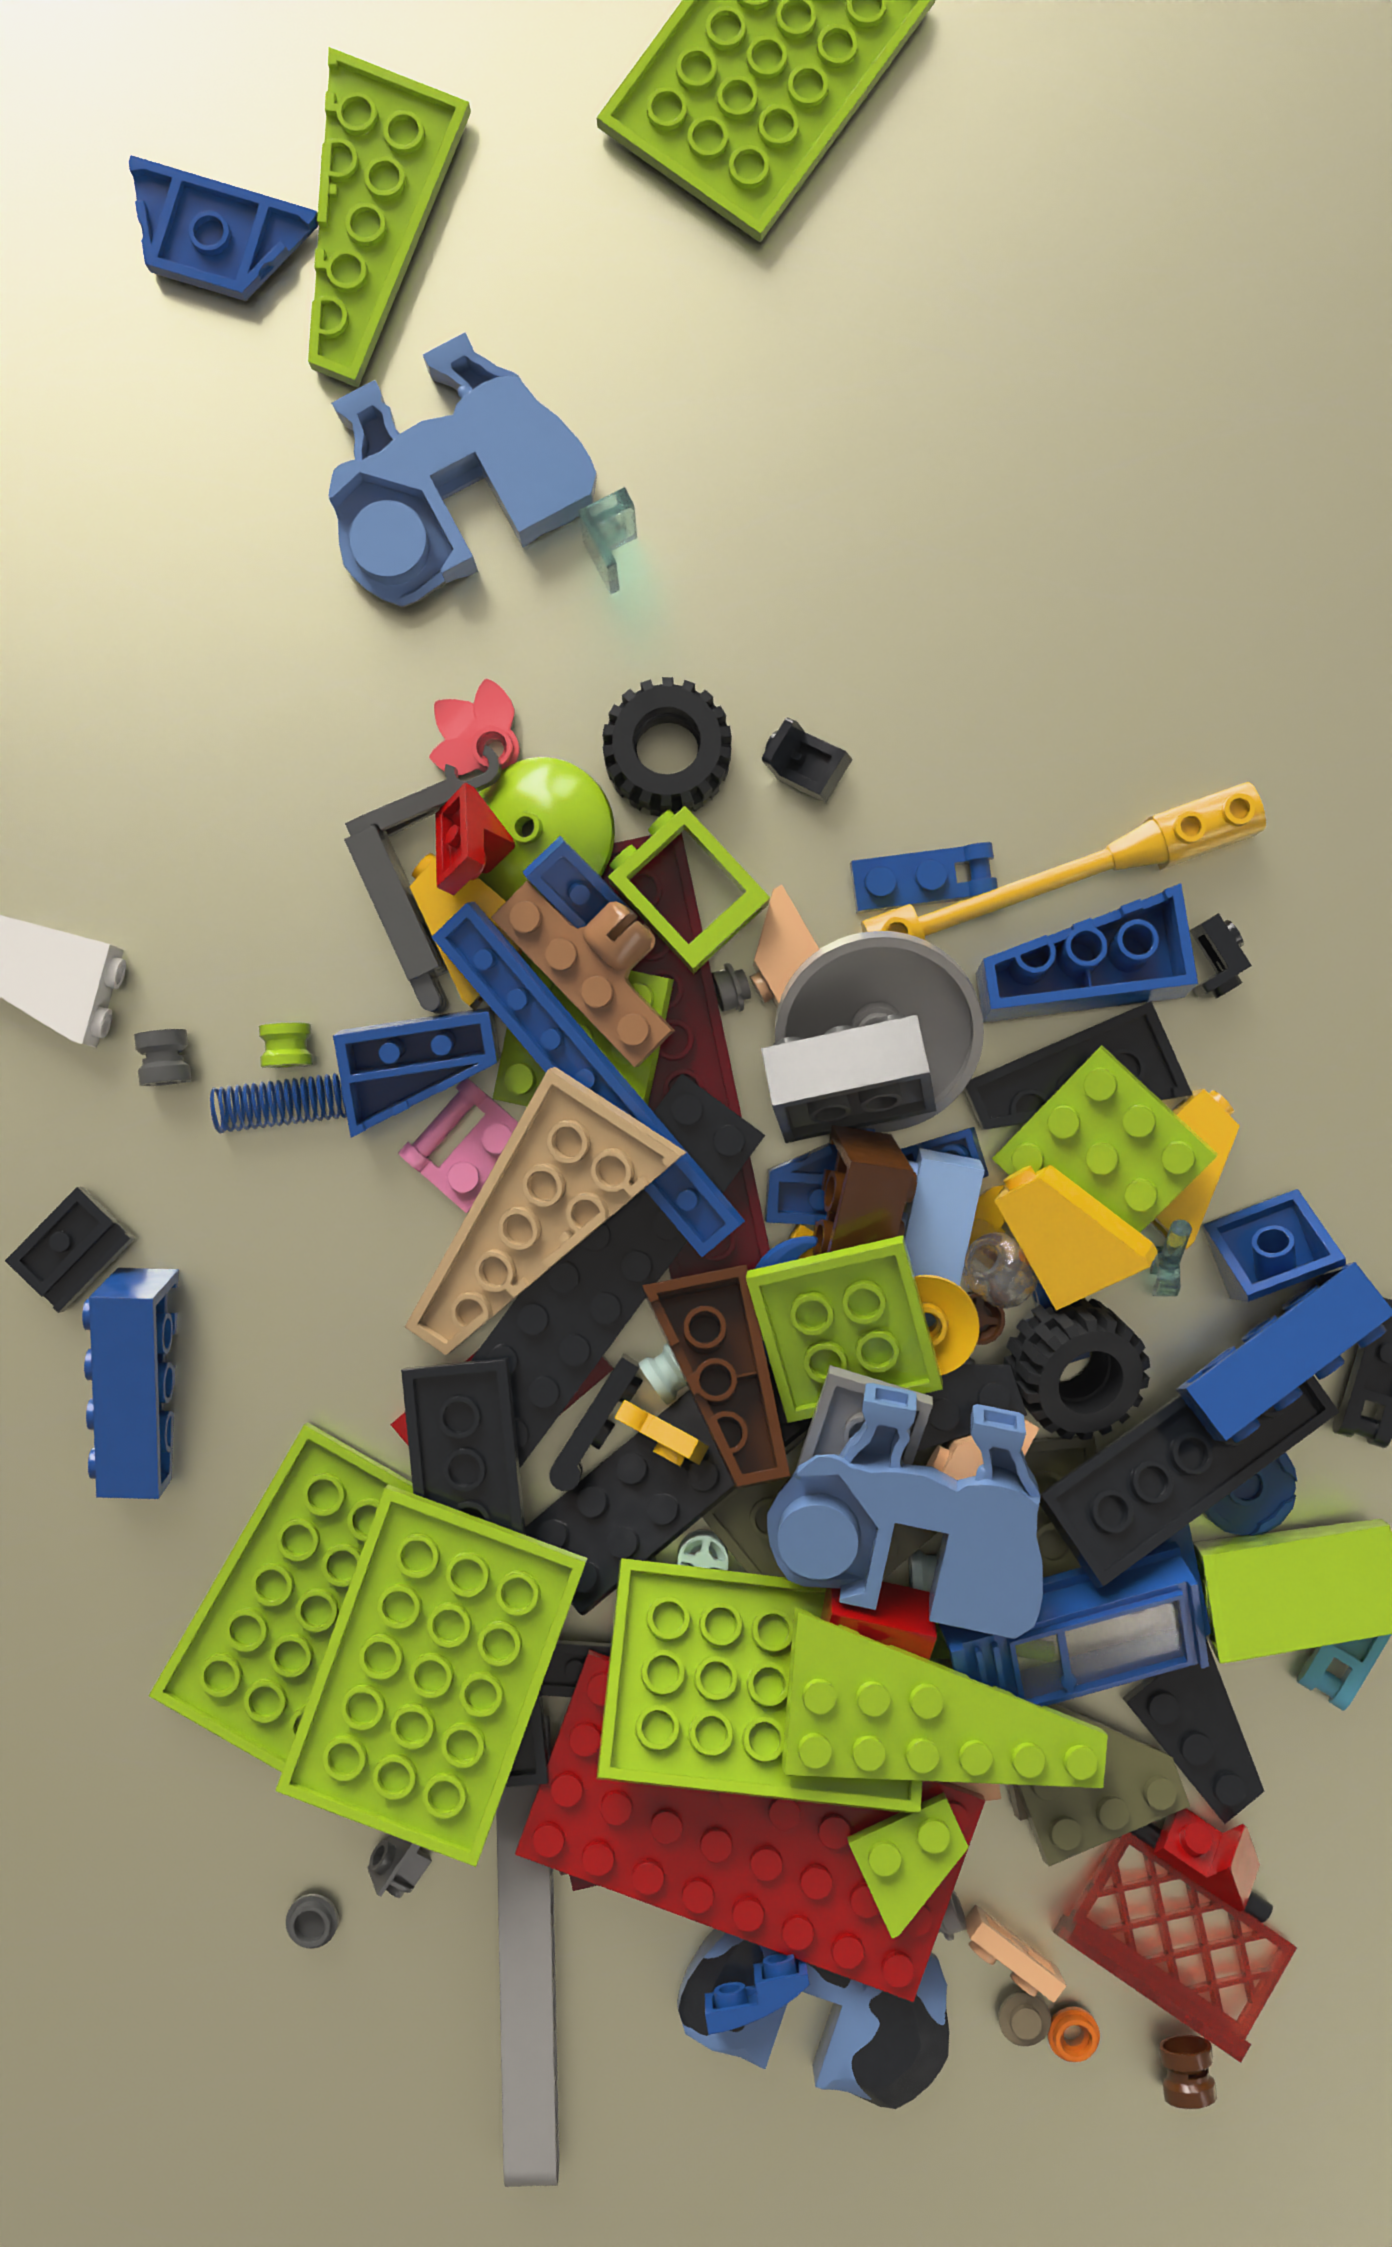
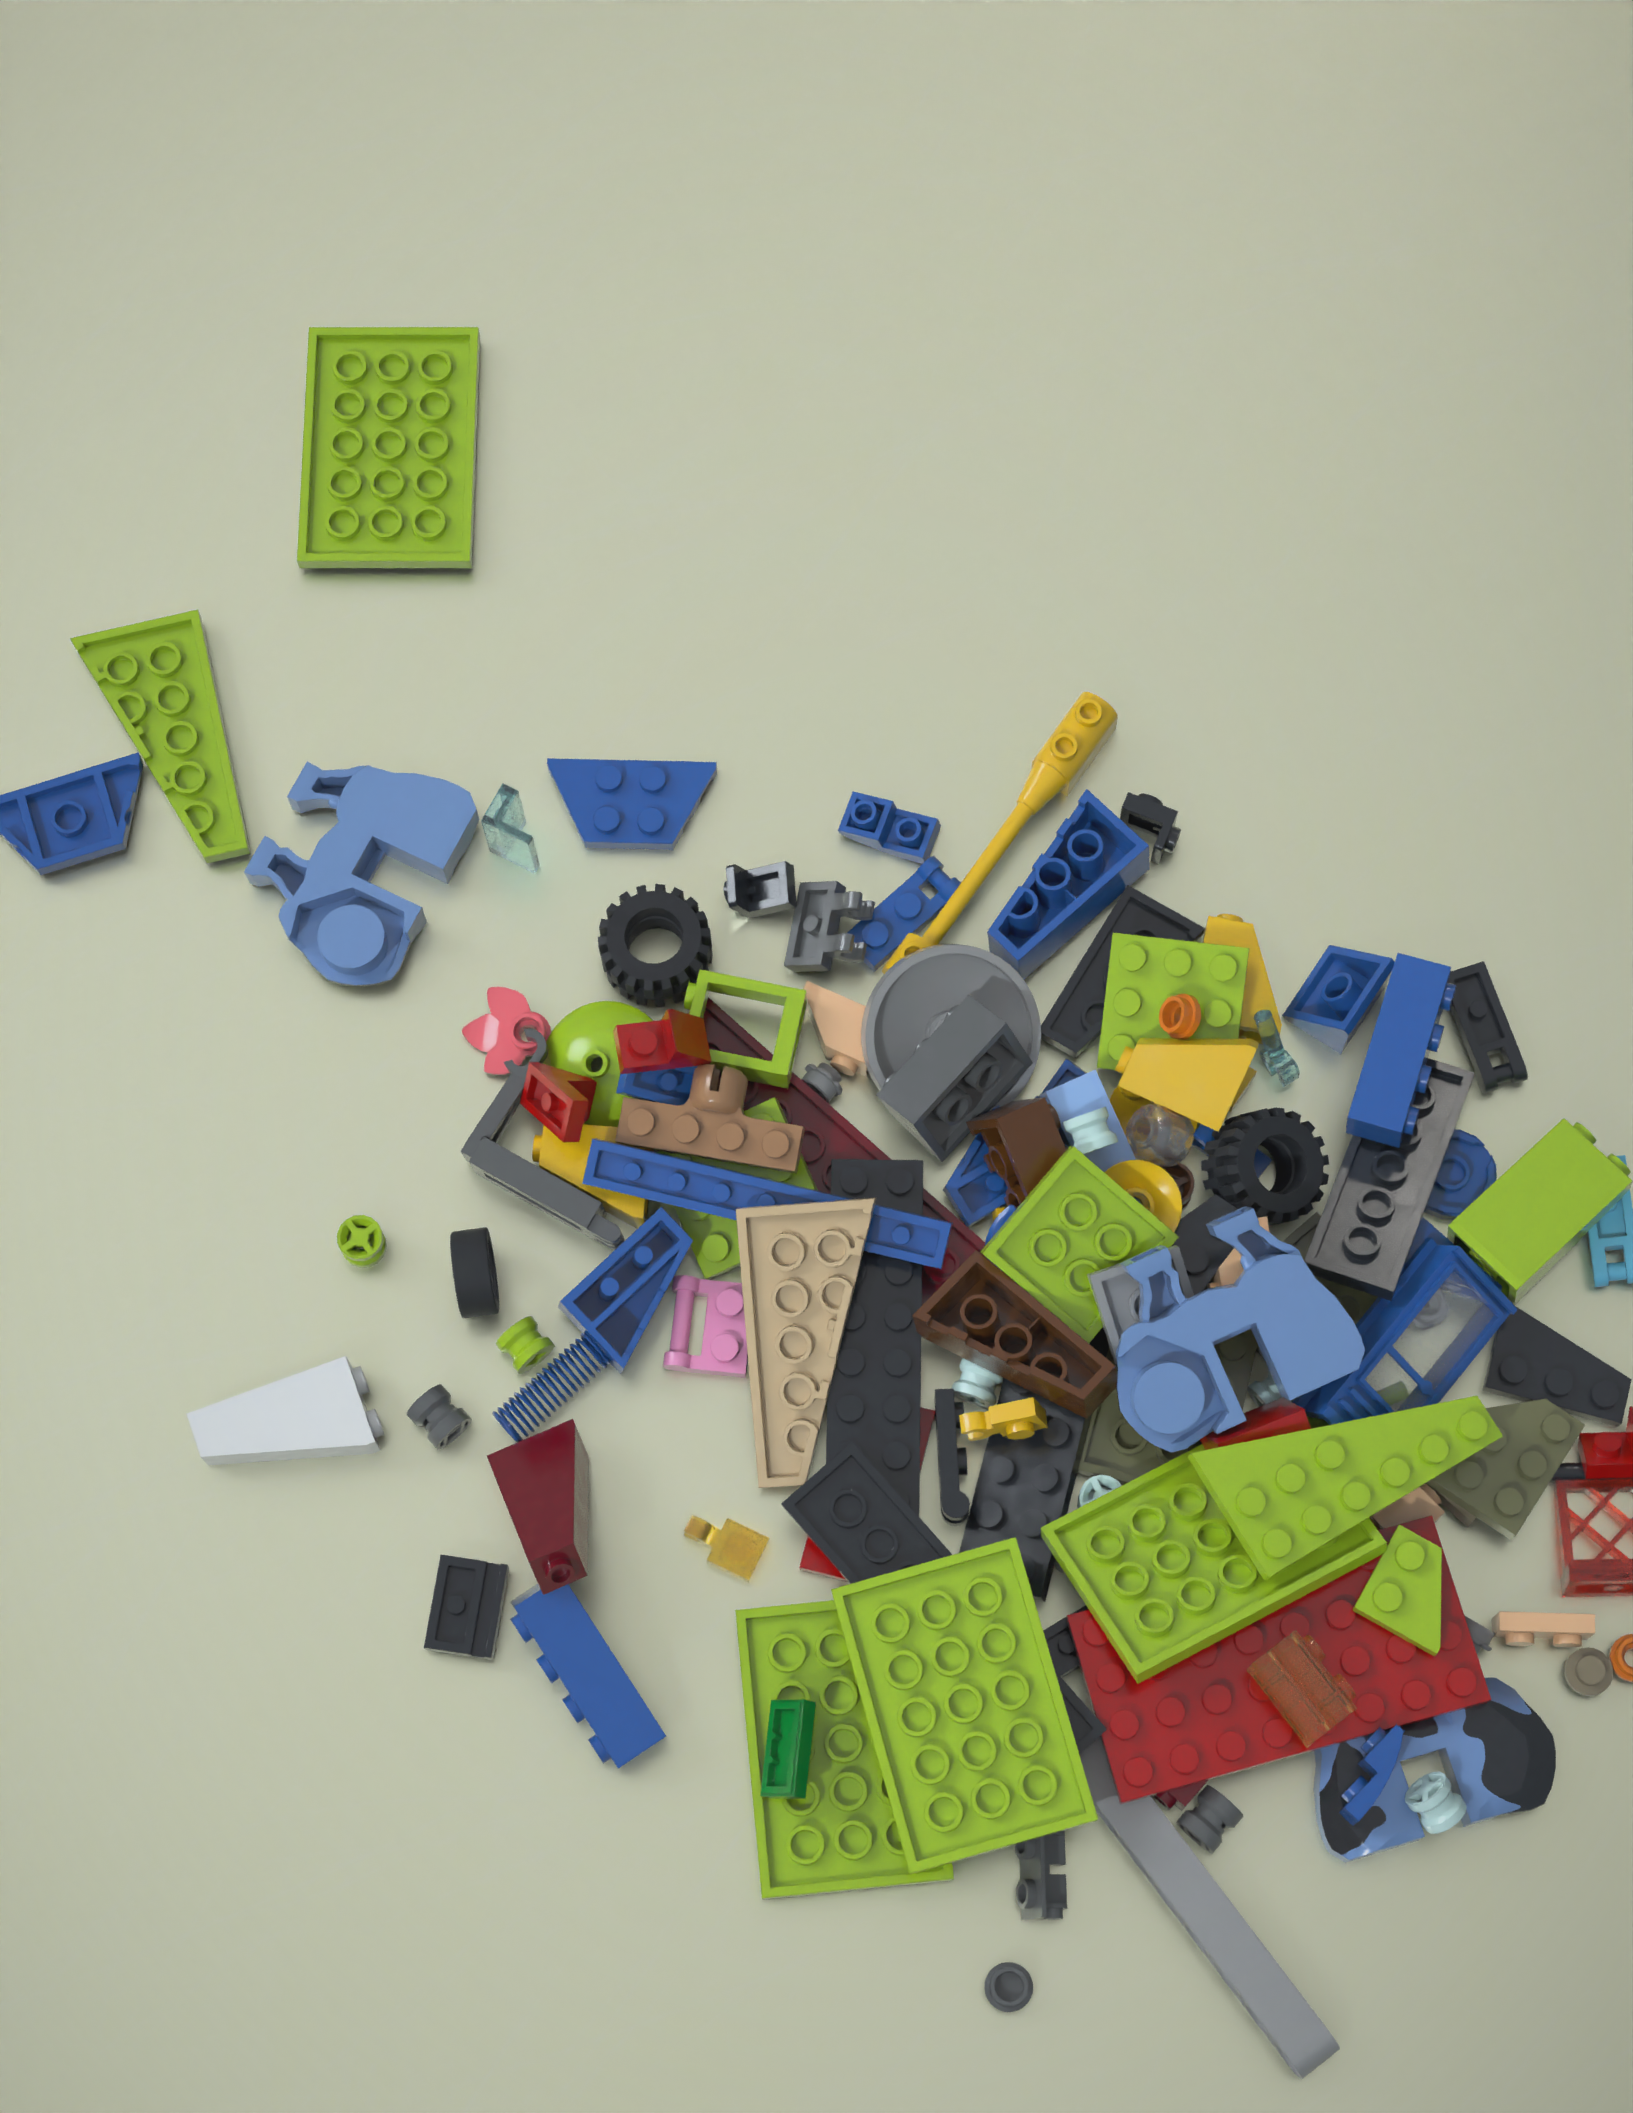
camera: 30 degrees left, 15 degrees down
(191, 1217) = (548, 1502): none -> dark red slope
(198, 833) = (356, 1232): none -> lime wheel
(257, 1589) = (788, 1749): none -> green plate
(280, 947) = (474, 1272): none -> black tyre
(346, 1363) = (734, 1548): none -> clear yellow plate
(588, 1908) = (1207, 1821): none -> dark grey wheel
(594, 858) = (670, 1043): none -> red slope
(746, 1884) = (1303, 1687): none -> clear orange brick
(748, 585) = (631, 800): none -> blue wing
(795, 2053) = (1435, 1802): none -> light aqua wheel
(832, 833) = (816, 923): none -> dark grey plate
(934, 1229) = (1090, 1131): none -> light aqua wheel
(969, 784) = (889, 829): none -> blue slope
(1102, 1177) = (1180, 1016): none -> orange plate

